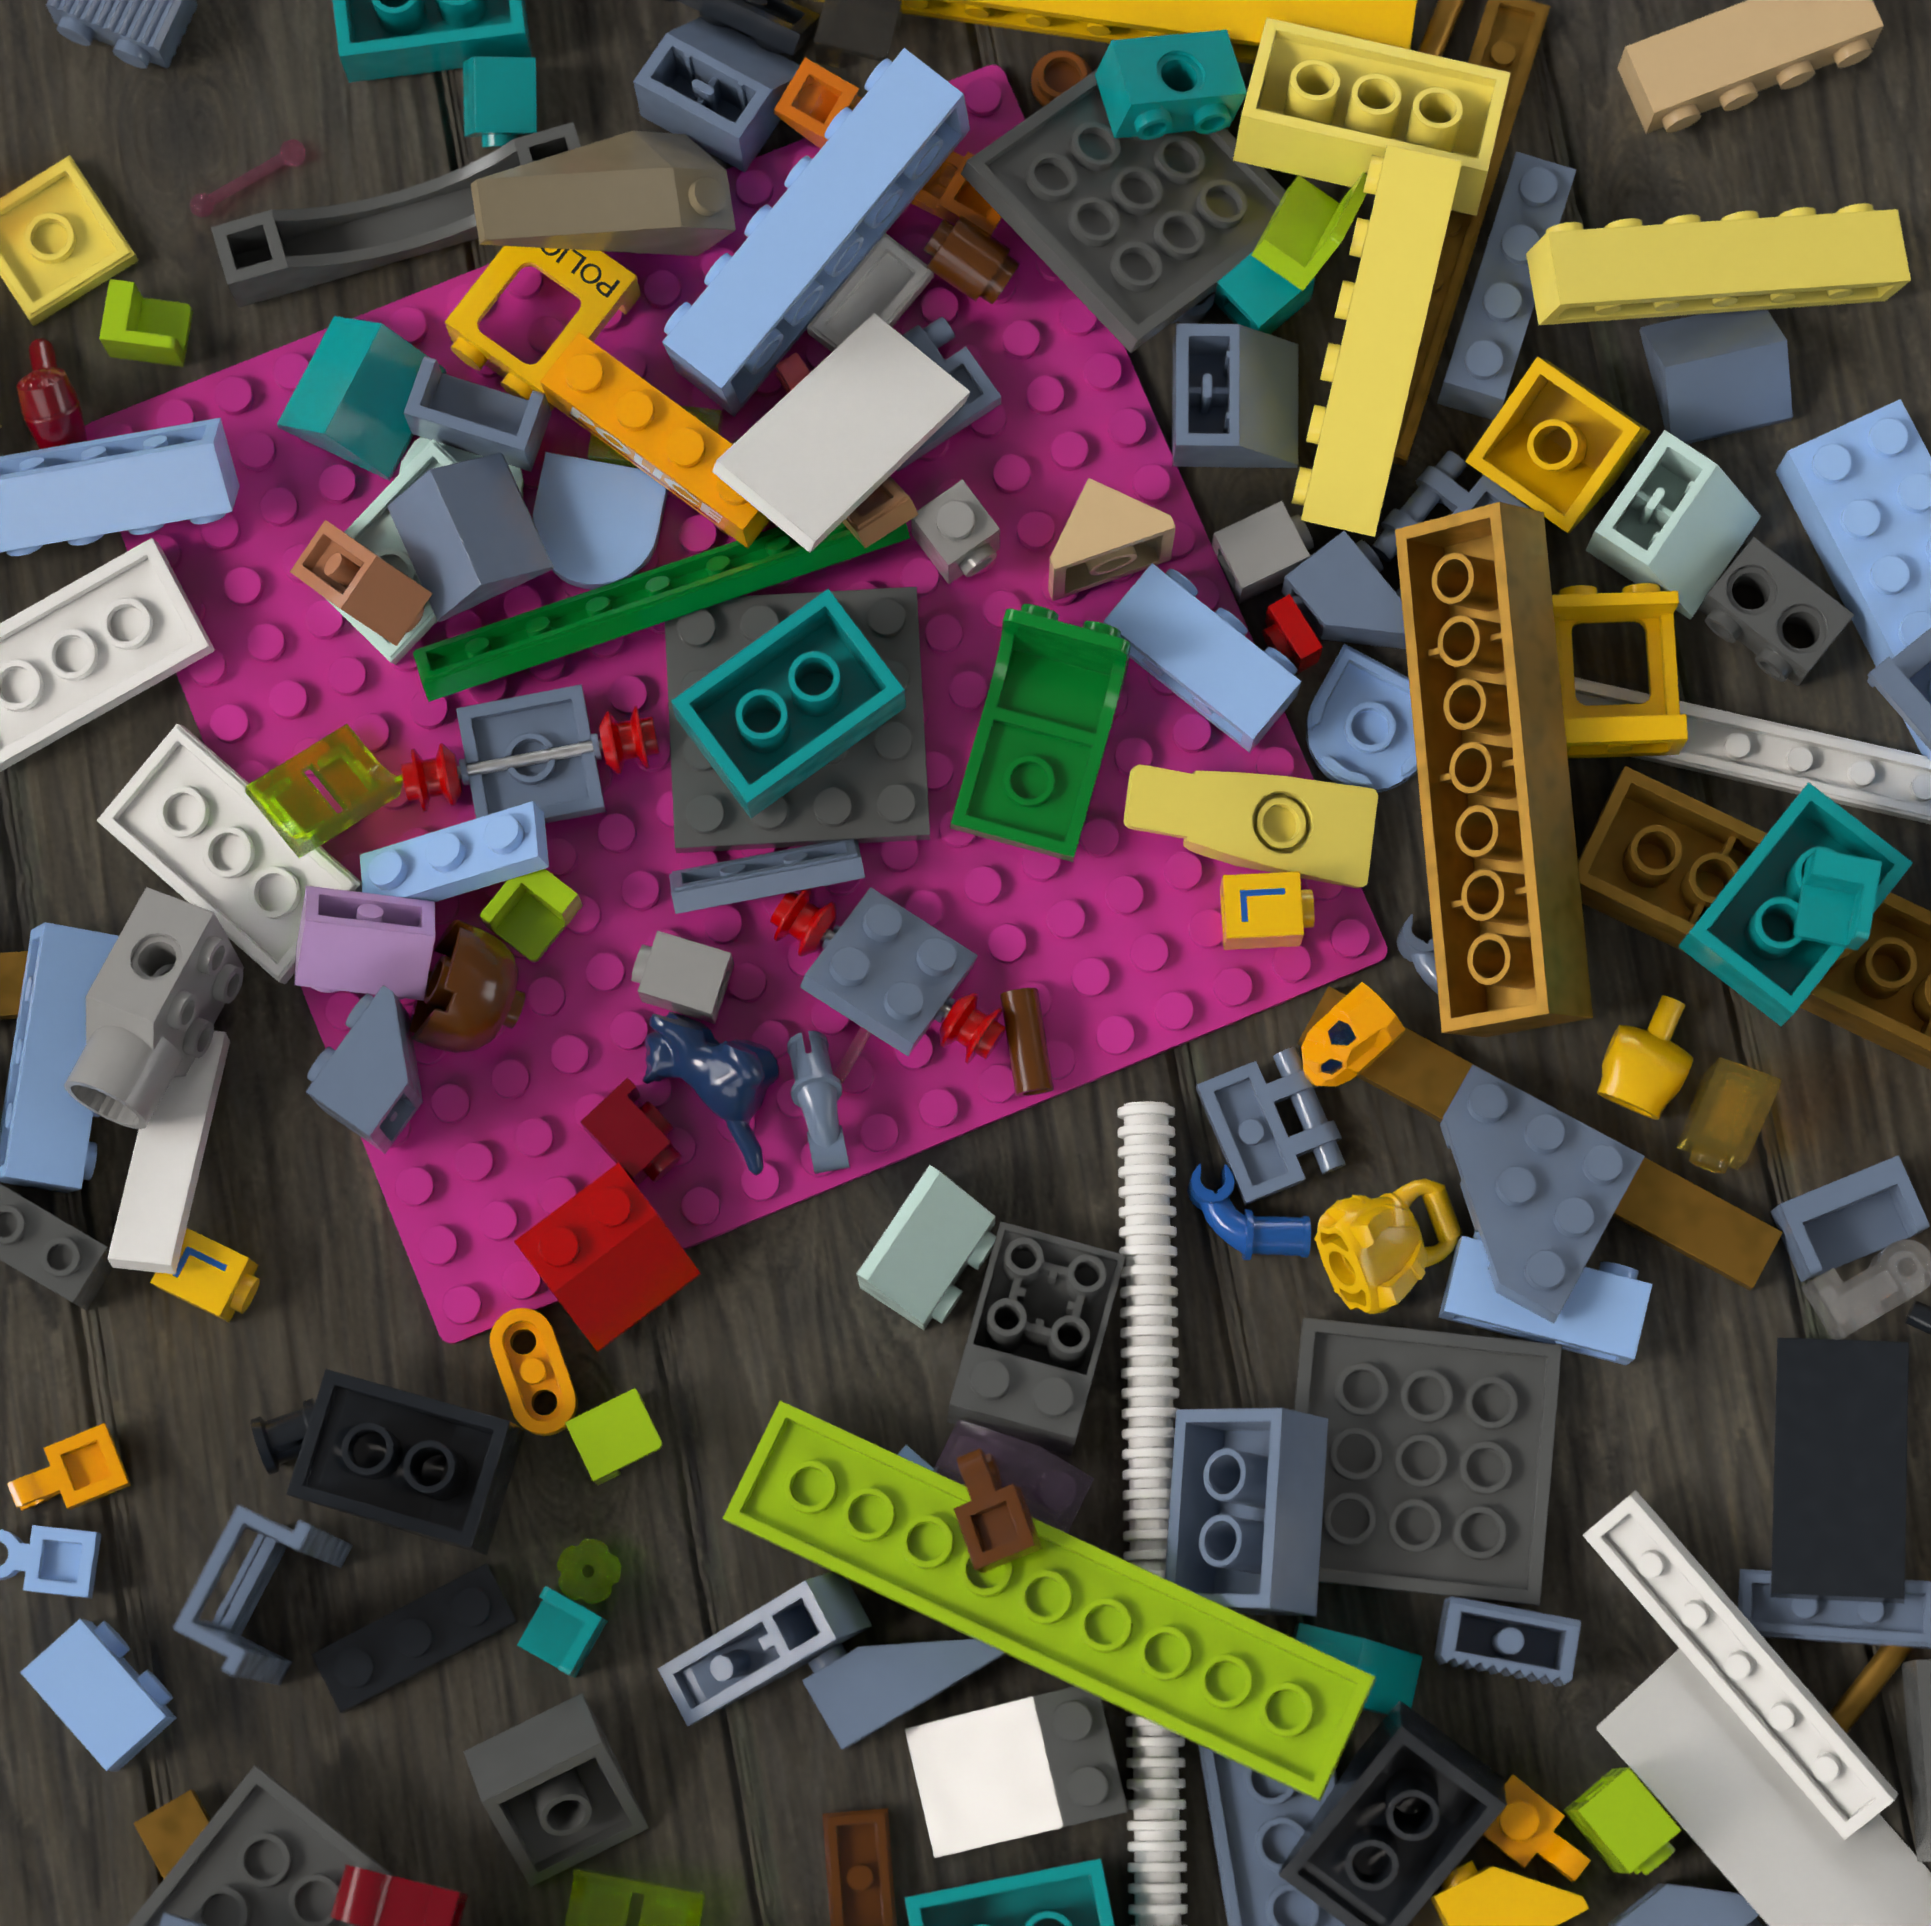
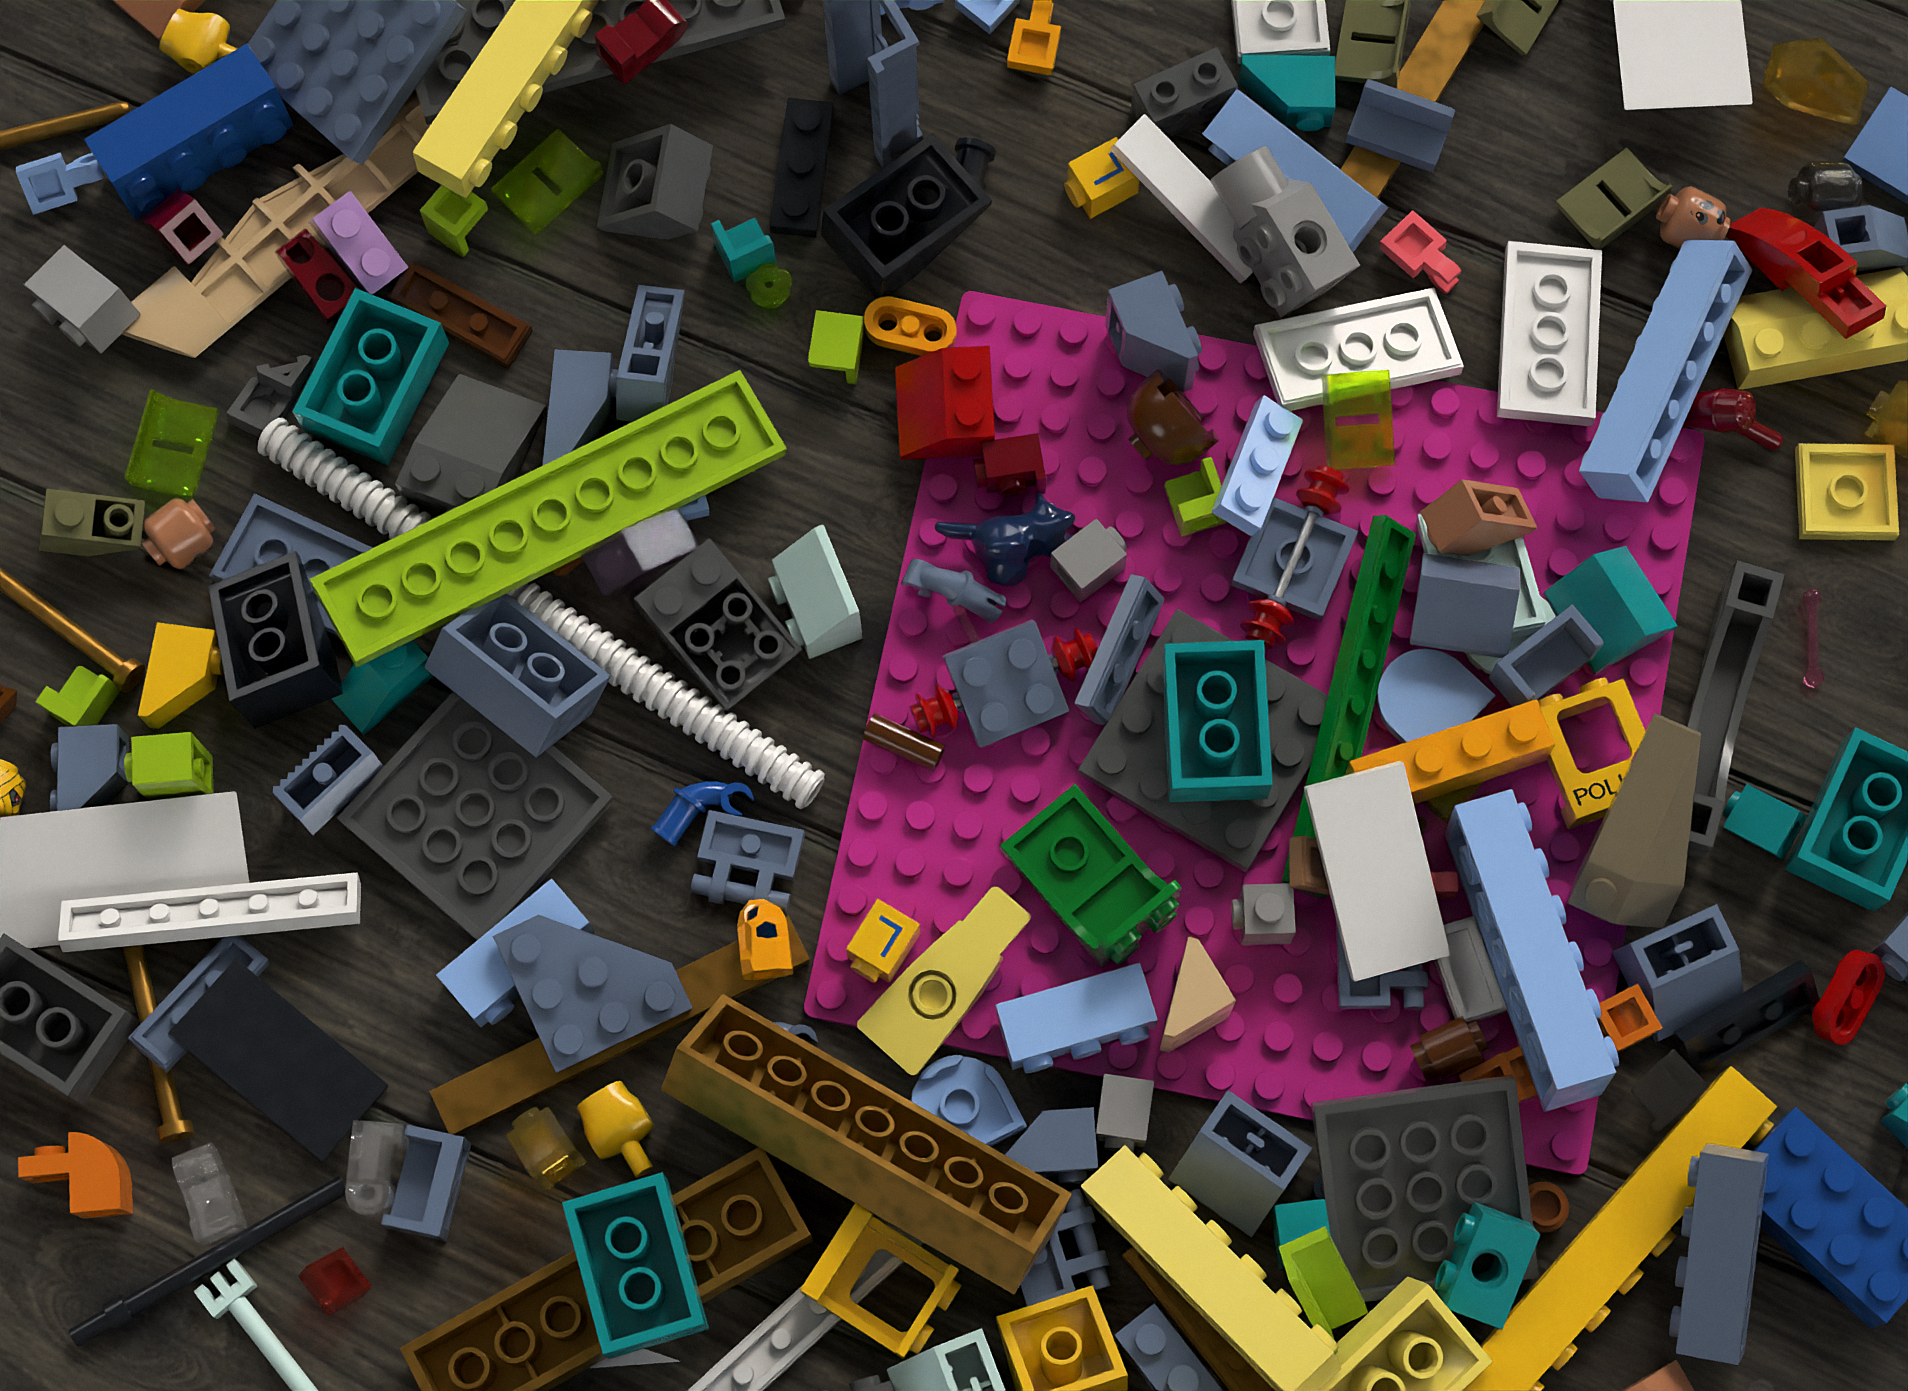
camera: 125 degrees right, 5 degrees down
(60, 869) = (1419, 247): none -> coral plate
(144, 327) = (1749, 510): lime panel -> none
(364, 943) = (1240, 378): lavender brick -> none
(997, 1518) = (615, 508): reddish brown plate -> none
(1291, 634) = (1054, 1091): red plate -> none
(1377, 1247) = (621, 873): yellow piece -> none
(1527, 1829) = (216, 724): light orange plate -> none
(1837, 899) = (611, 1278): teal panel -> none

